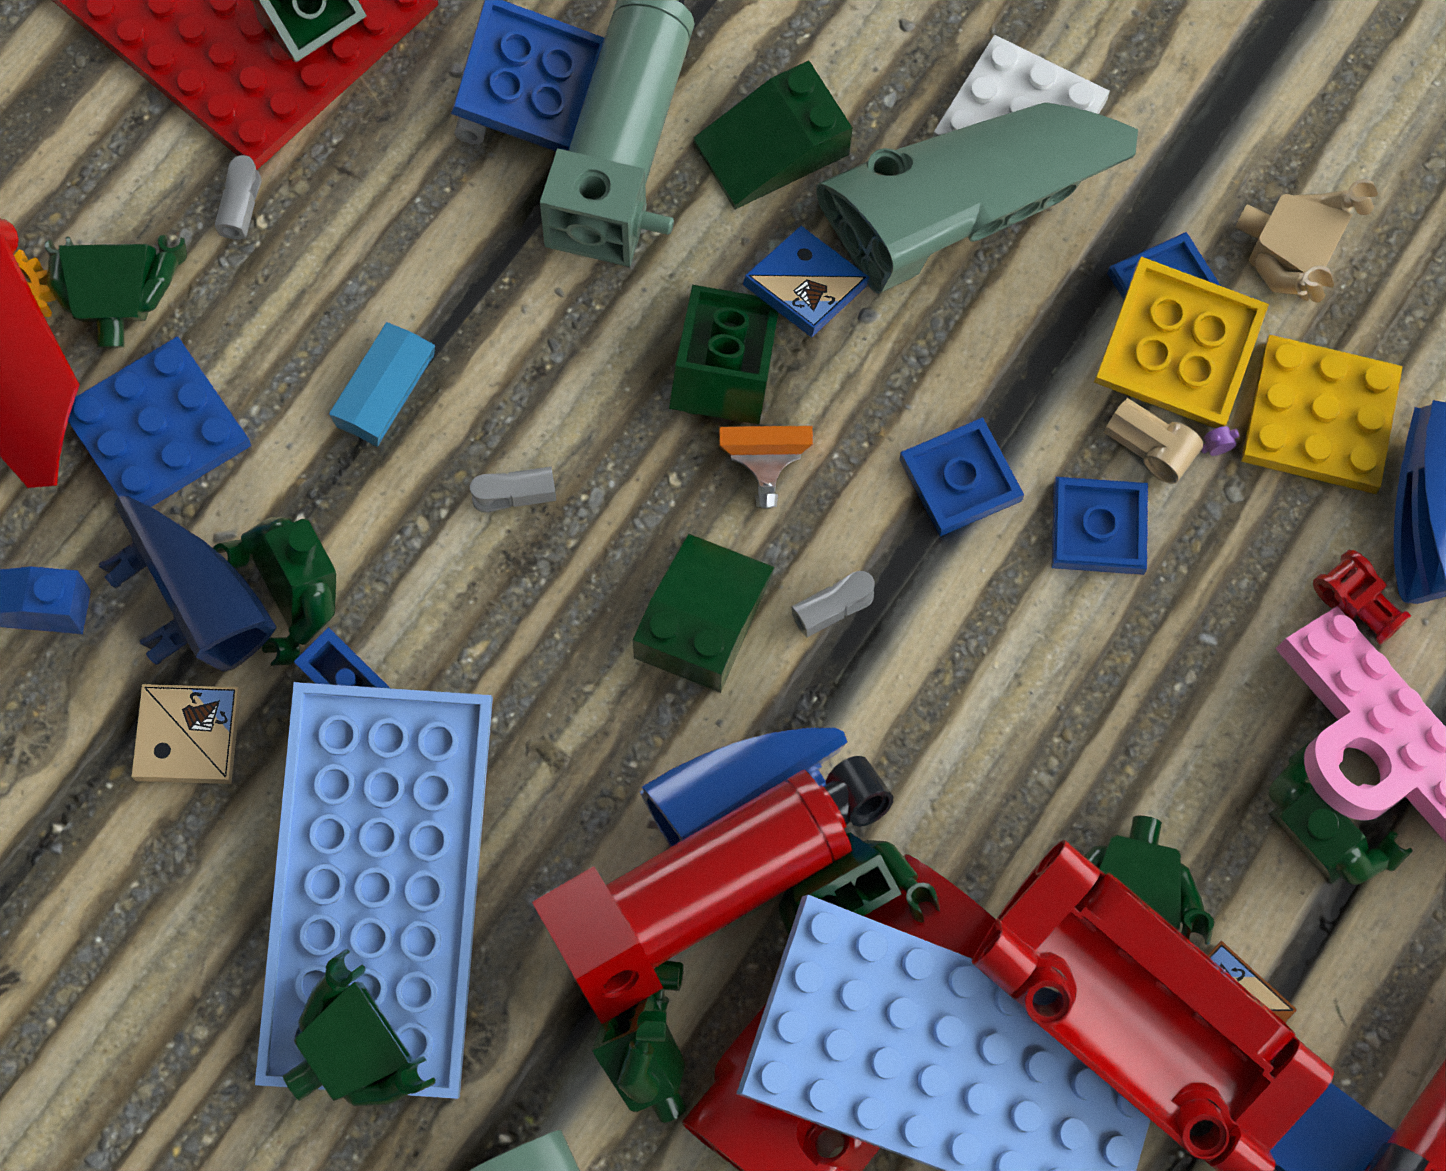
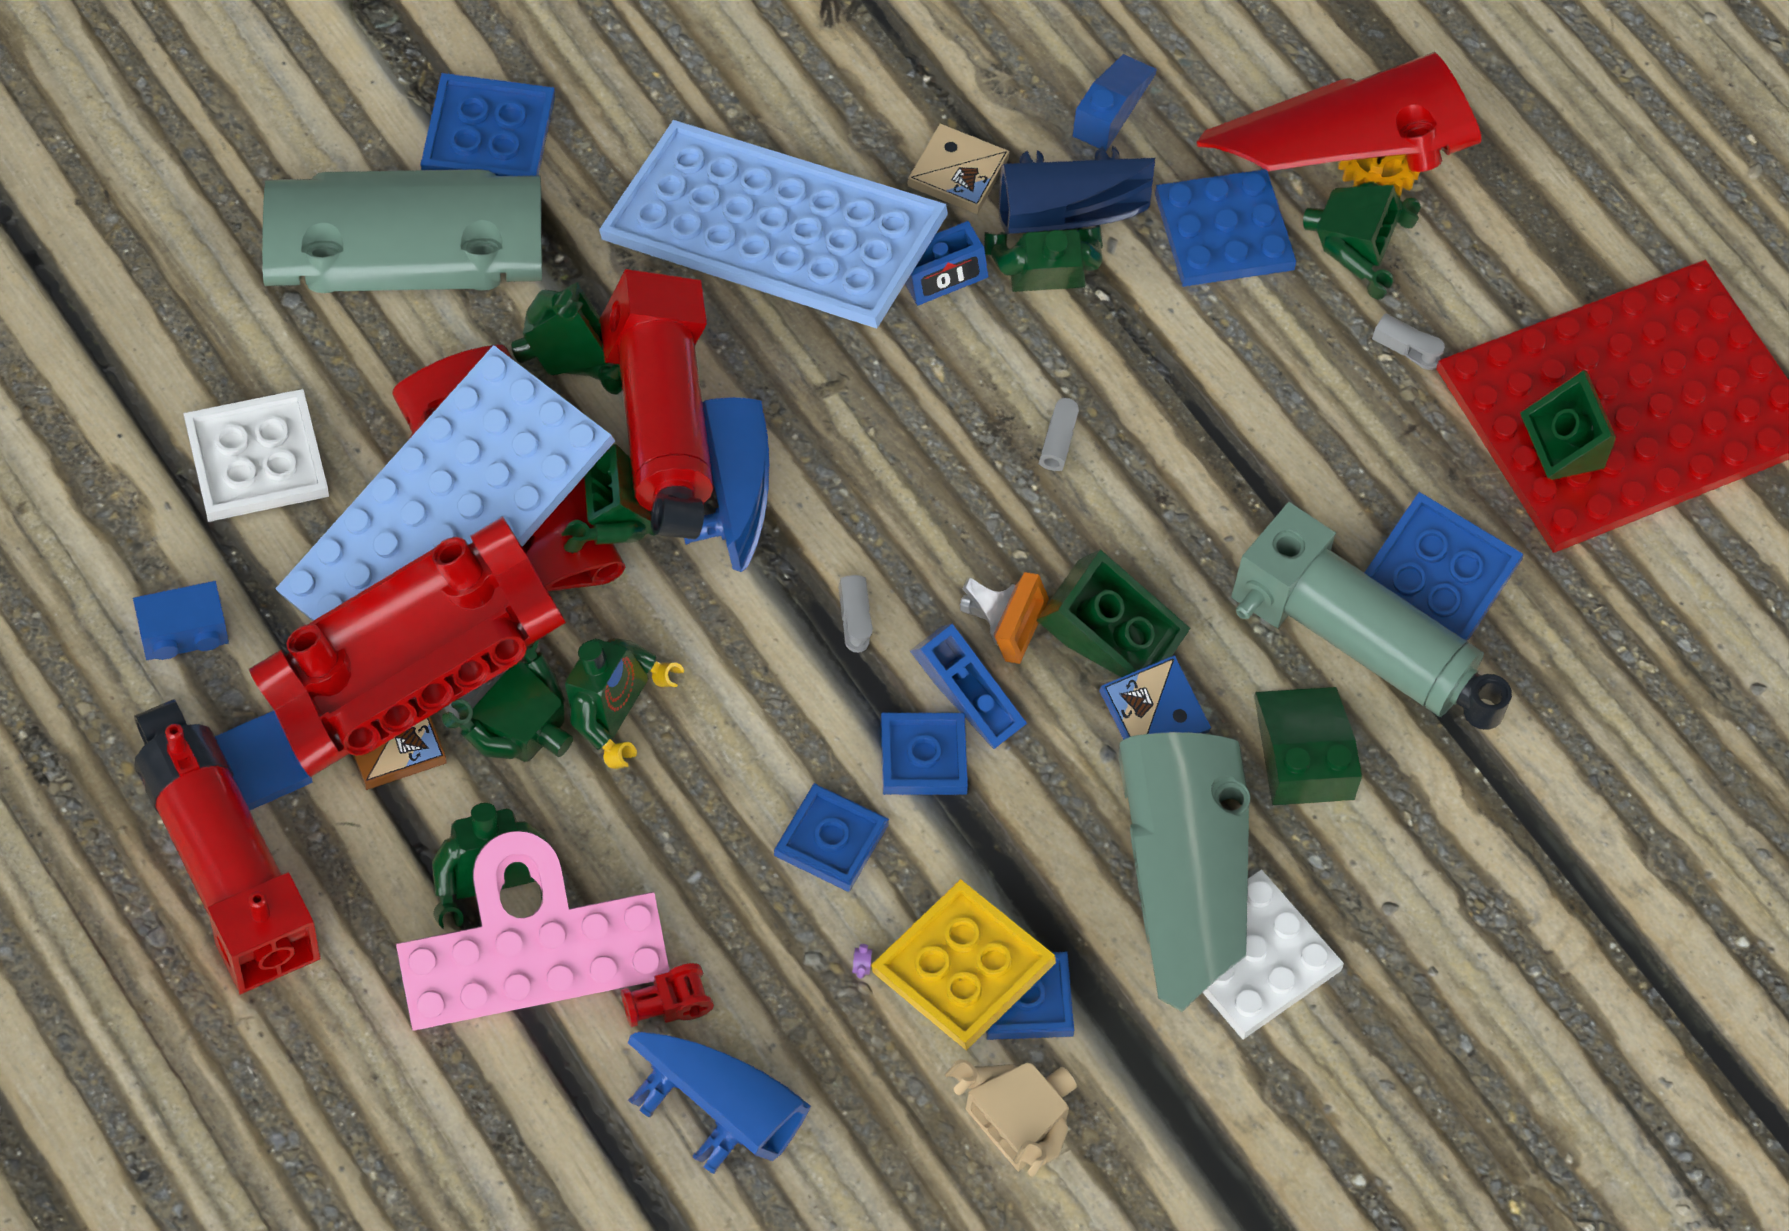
camera: 110 degrees right, 10 degrees down
(351, 1045) = (664, 167): dark green torso -> none
(382, 383) = (1193, 380): dark azure piece -> none
(701, 612) = (892, 518): dark green slope -> none
(868, 461) = (968, 684): none -> blue slope
(1064, 801) = (605, 689): none -> dark green torso
(1164, 447) = (876, 910): tan piece -> none
(1322, 414) = (851, 1059): yellow plate -> none

